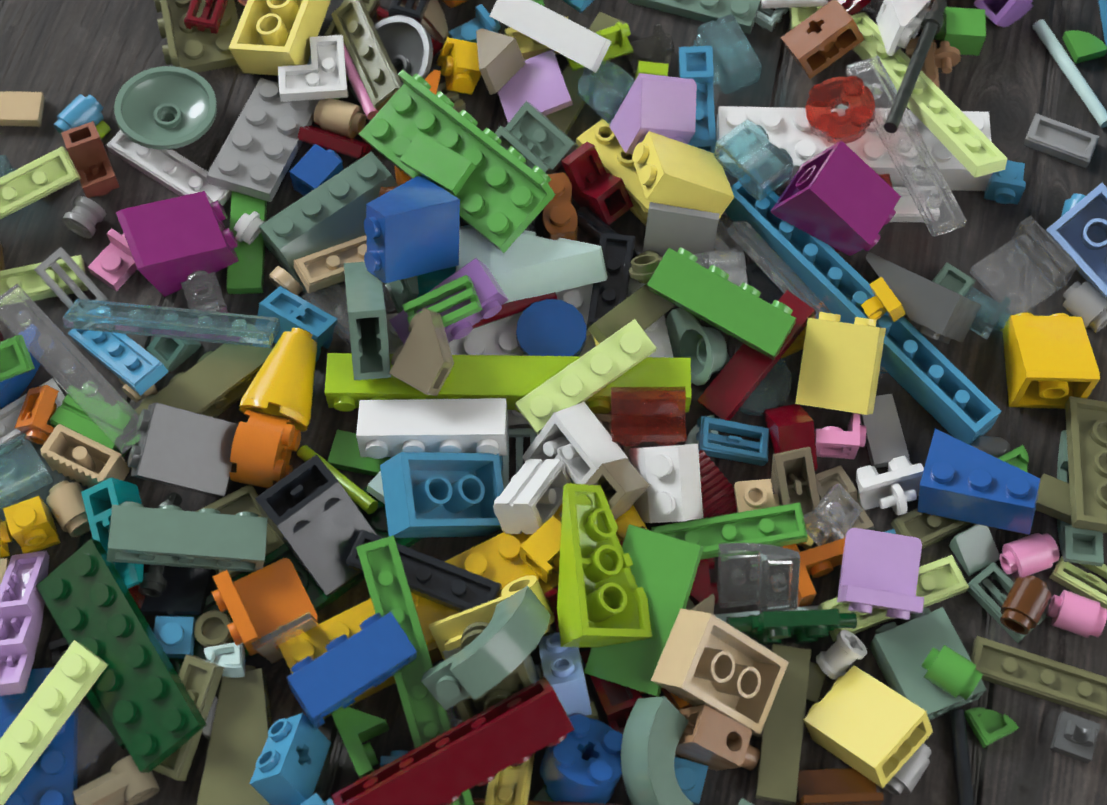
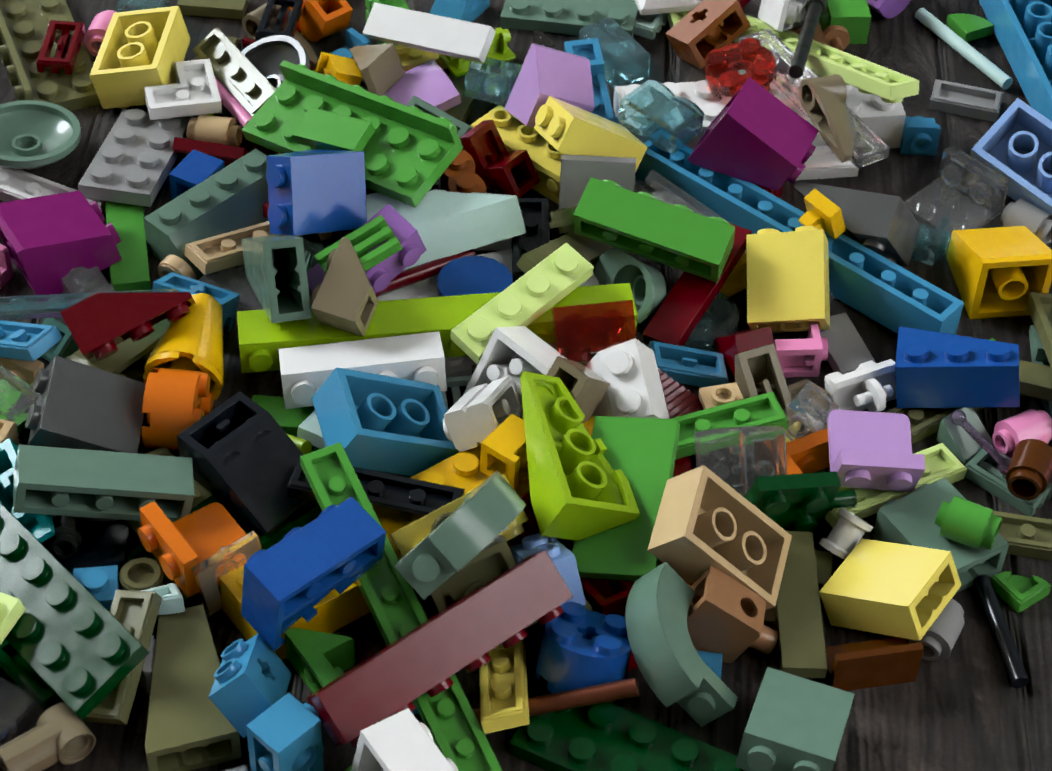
camera: 10 degrees left, 20 degrees down
(215, 355) = (112, 318): none -> dark red slope
(248, 227) = (130, 225): white plate -> none
(914, 168) = (826, 107): none -> dark tan piece
(970, 537) = (958, 418): none -> clear purple hinge

